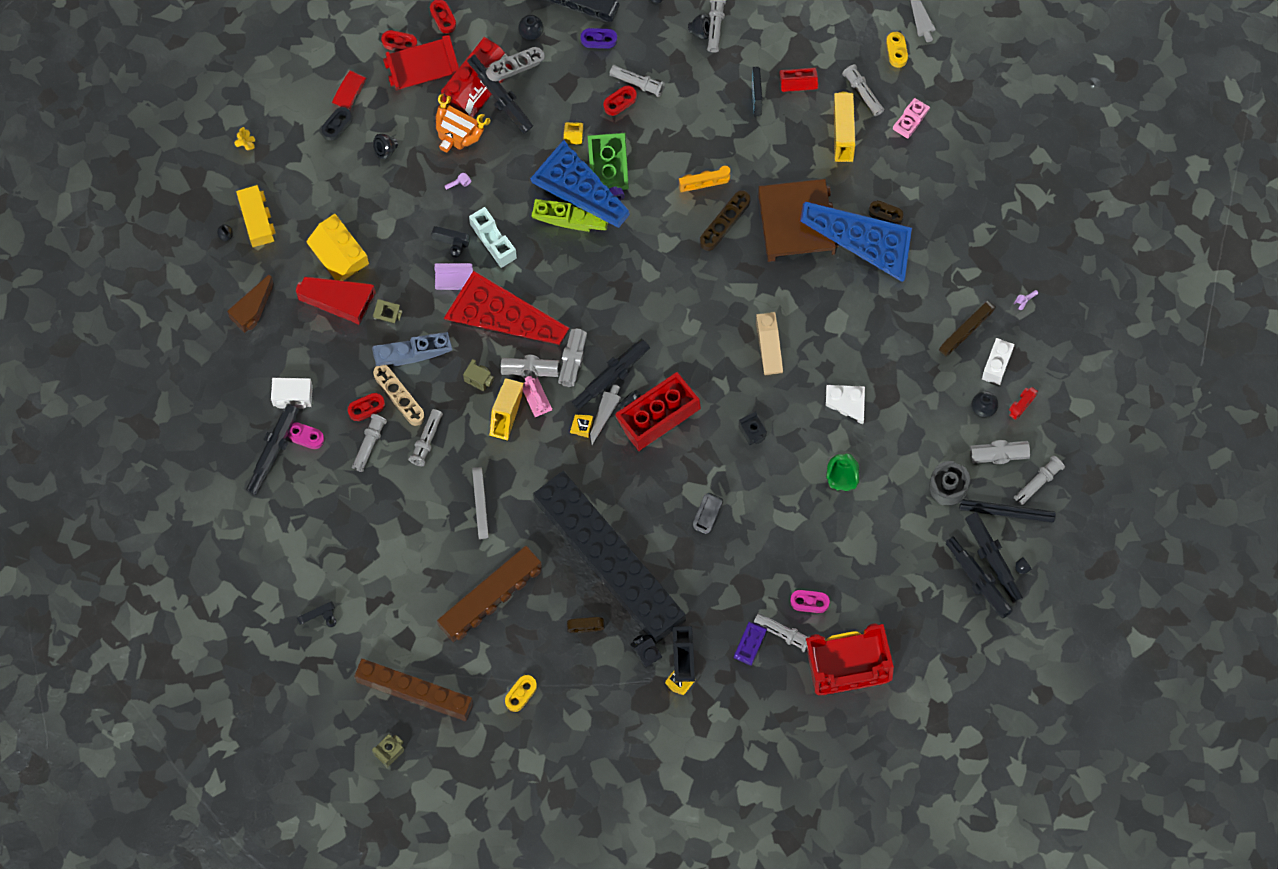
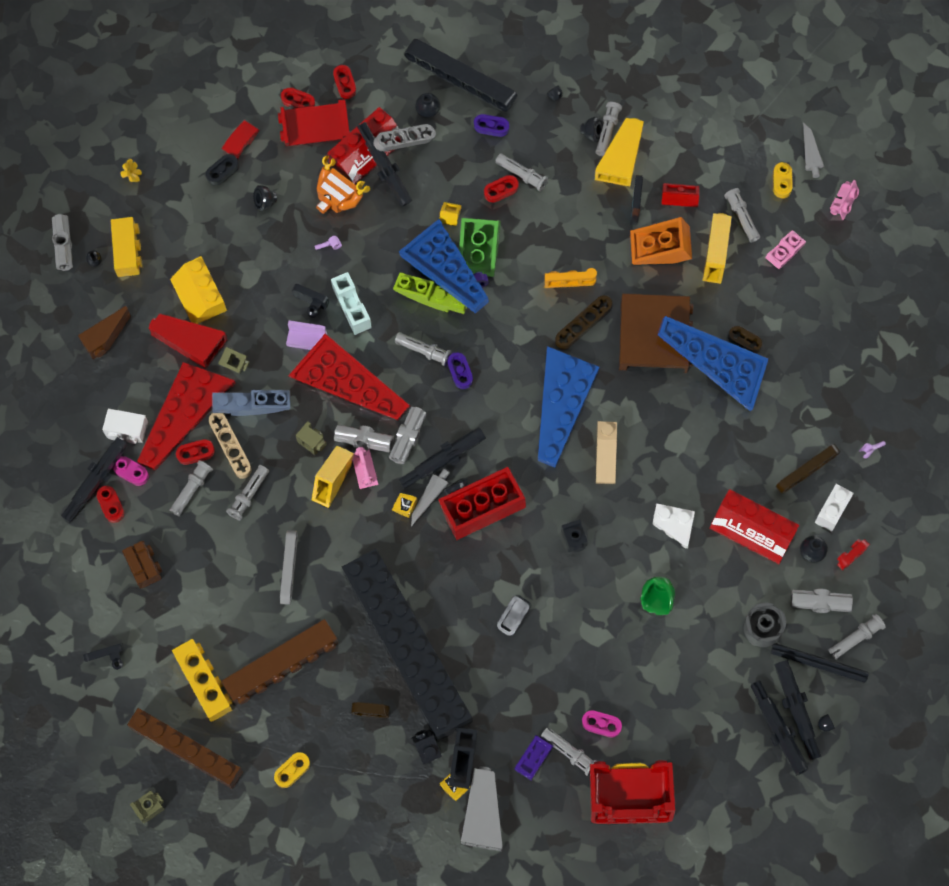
camera: 10 degrees right, 0 degrees up
(188, 212) = (63, 251): none -> light grey piece
(291, 470) = (109, 503): none -> red plate
(335, 523) = (142, 565): none -> reddish brown brick
(345, 368) = (182, 411): none -> red wing
(432, 648) = (213, 708): none -> yellow brick
(580, 272) = (431, 351): none -> light grey pin
(613, 287) = (460, 371): none -> dark purple plate
(712, 707) = (482, 814): none -> light grey slope
(718, 292) = (564, 394): none -> blue wing
(733, 50) = (620, 158): none -> yellow slope
(788, 130) = (661, 243): none -> orange slope
(924, 391) = (754, 526): none -> red slope
(963, 52) = (848, 193): none -> bright pink hinge

